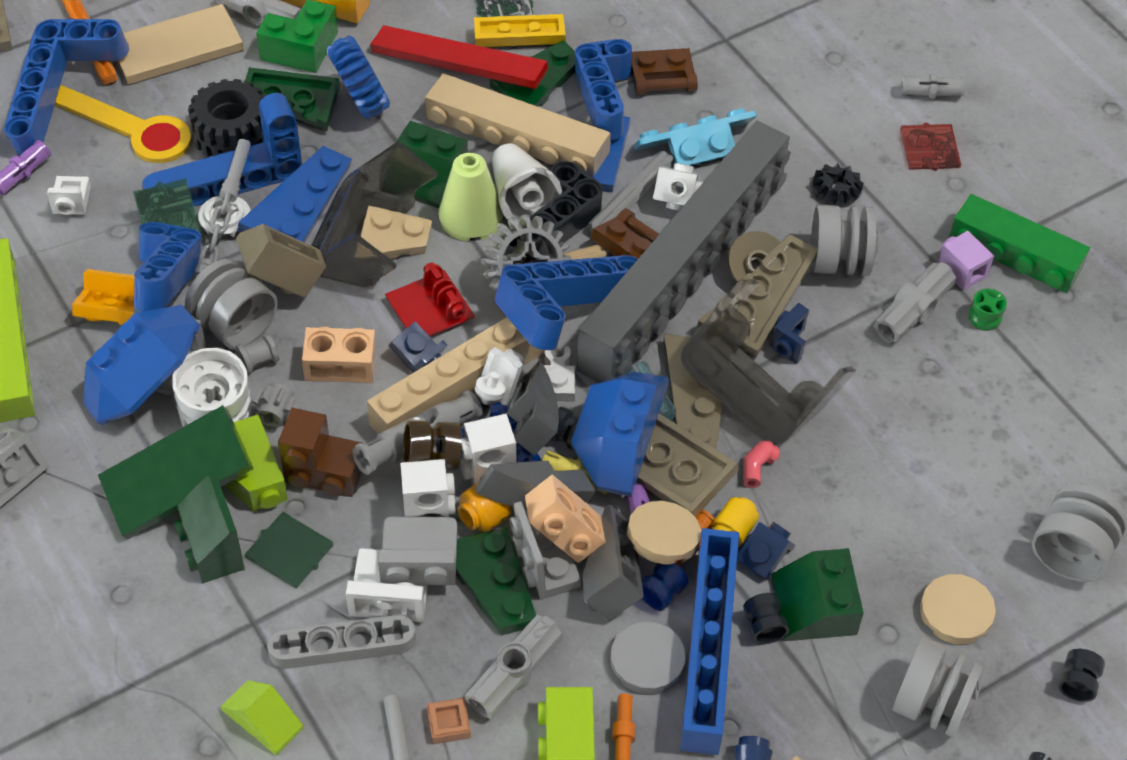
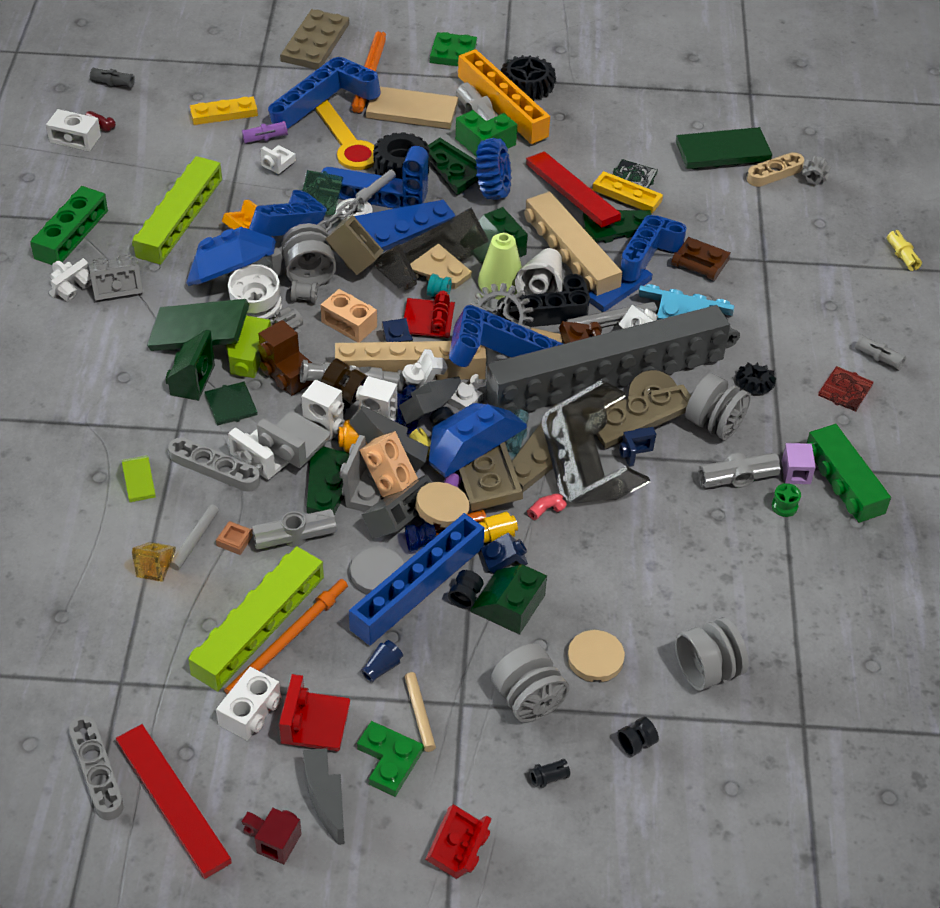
camera: 35 degrees right, 5 degrees down
(412, 259) = (438, 284): none -> teal wheel

